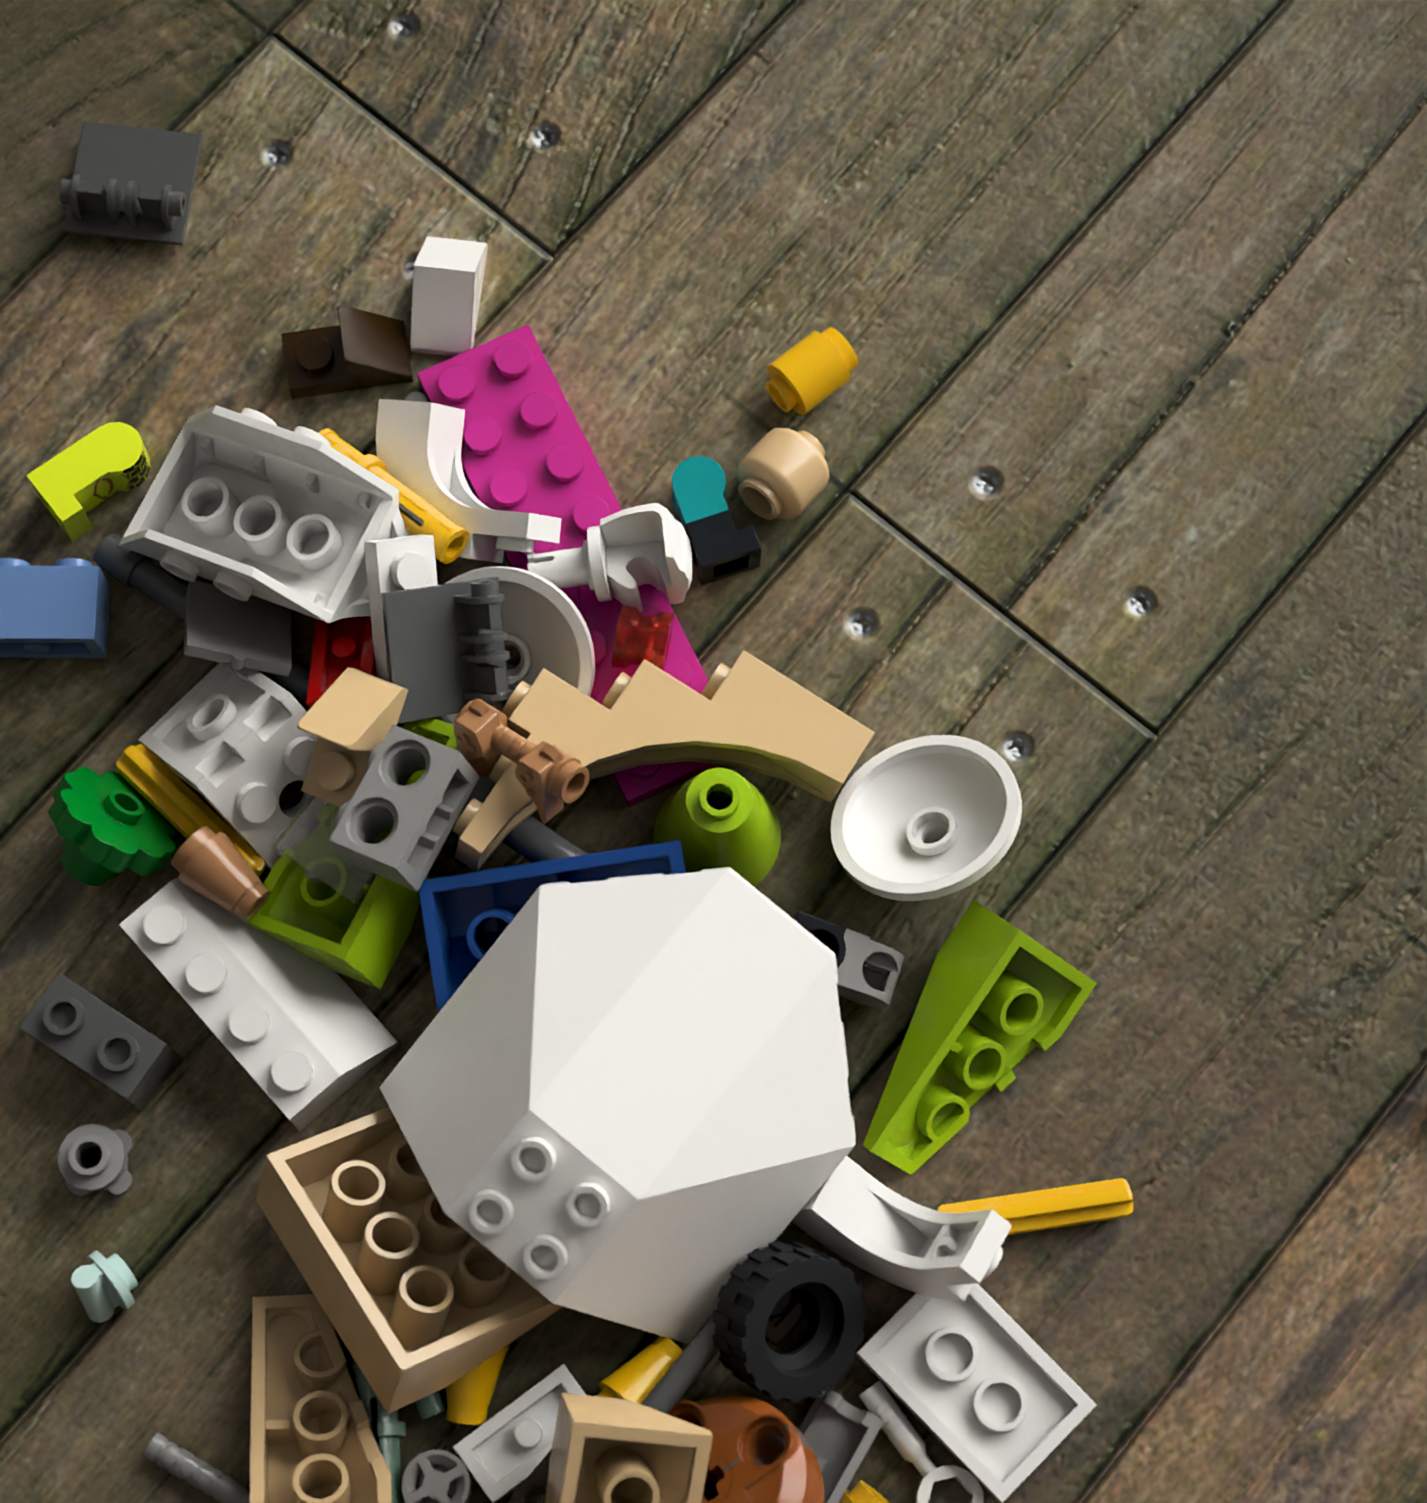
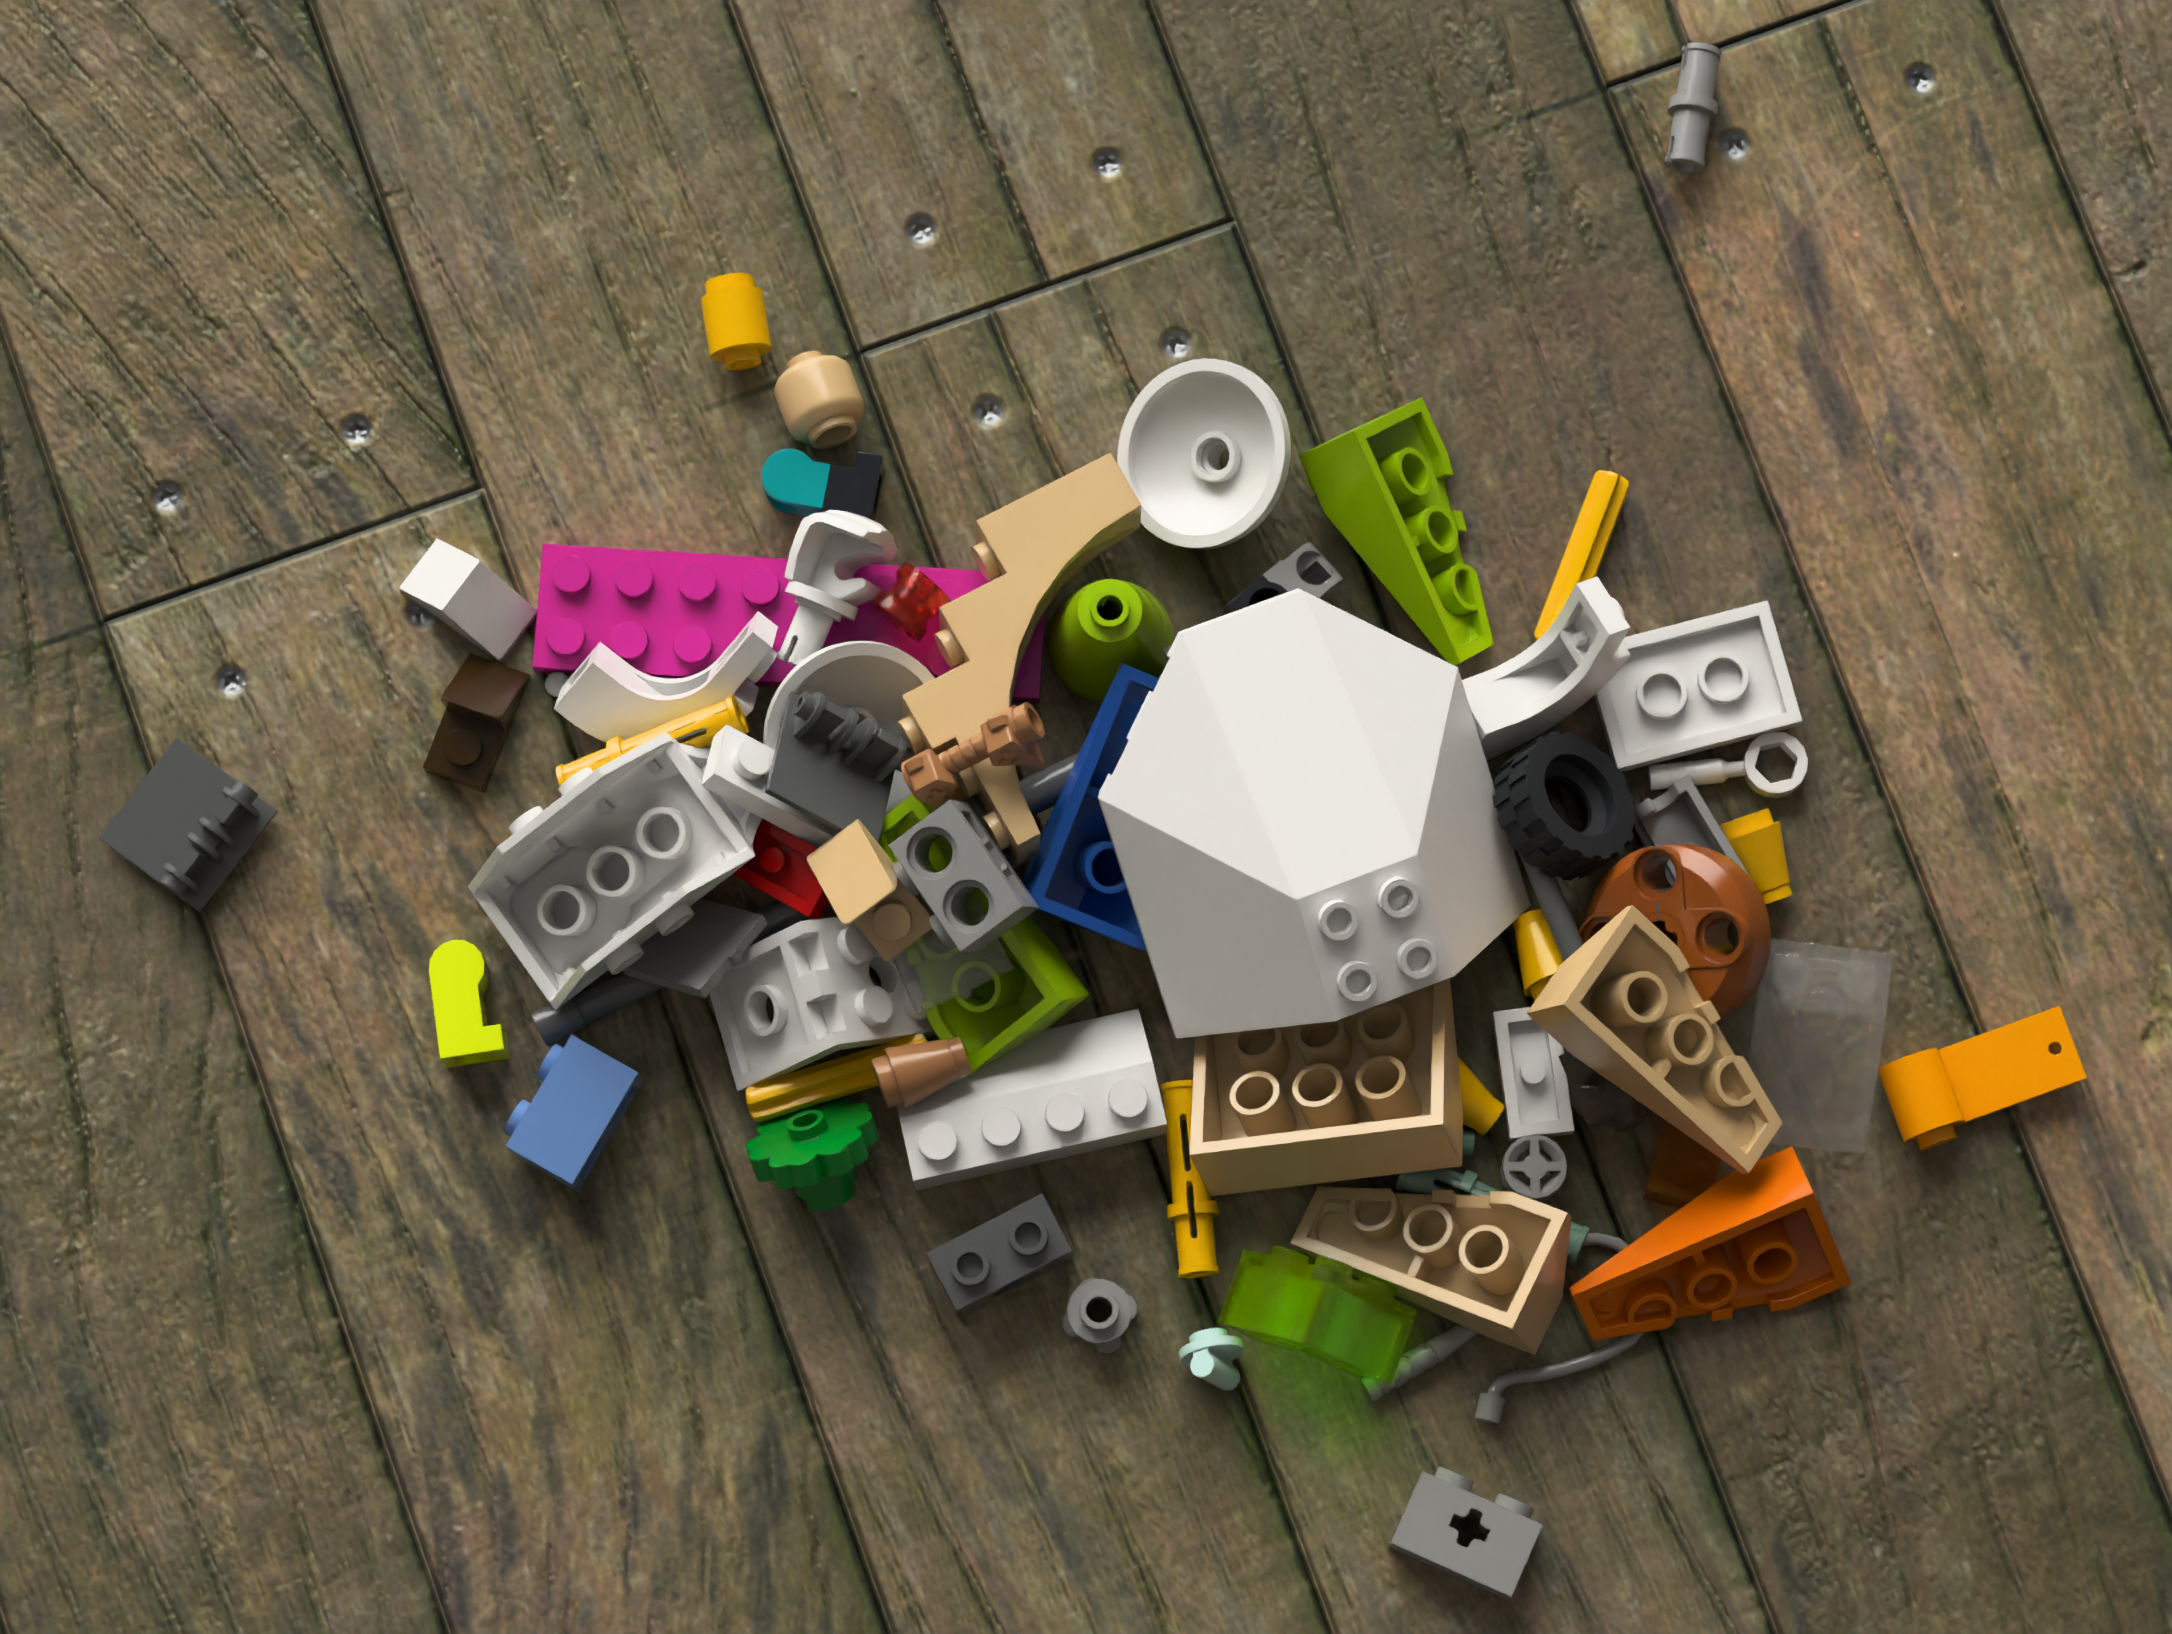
camera: 55 degrees left, 5 degrees up
(188, 1359) = (1319, 1311): none -> clear neon green brick
(238, 1188) = (1196, 1254): none -> yellow pin

